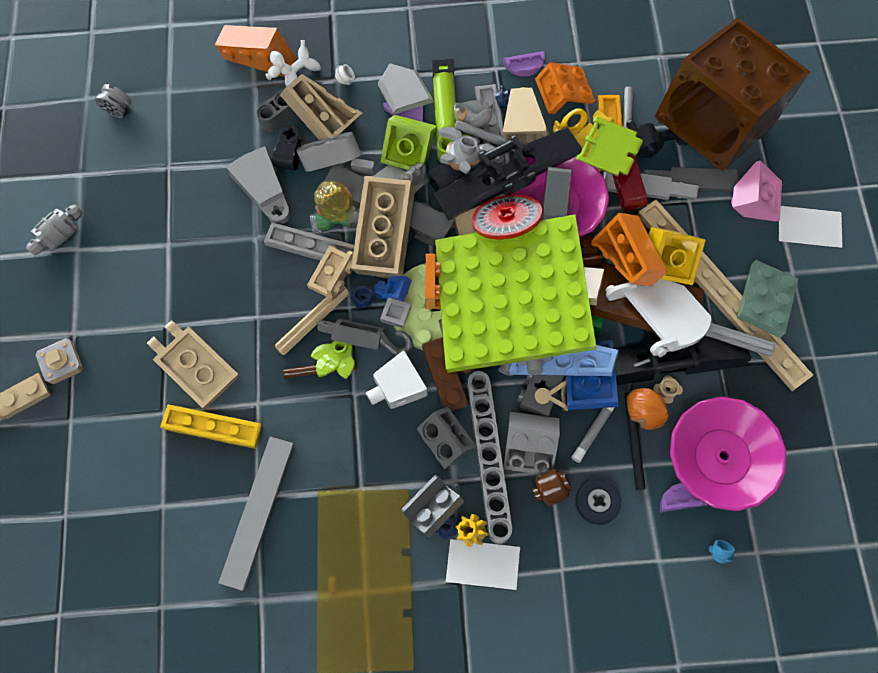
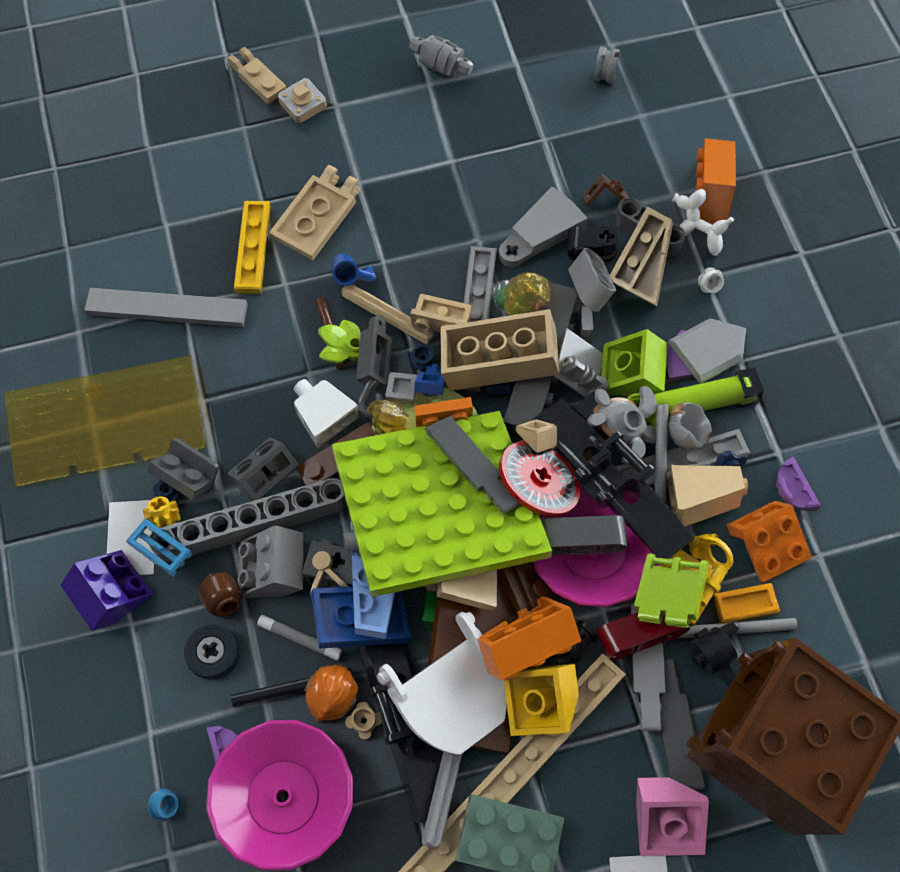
camera: 80 degrees right, 5 degrees down
(238, 126) = (600, 183): none -> reddish brown bracket
(265, 343) = (346, 271): none -> blue piece
(422, 325) = (387, 416): none -> clear yellow rock
(466, 212) = (538, 434): none -> tan slope
(486, 261) = (471, 462): none -> dark grey piece
(494, 546) = (176, 561): none -> dark azure tile
(534, 585) = (105, 589): none -> dark purple slope

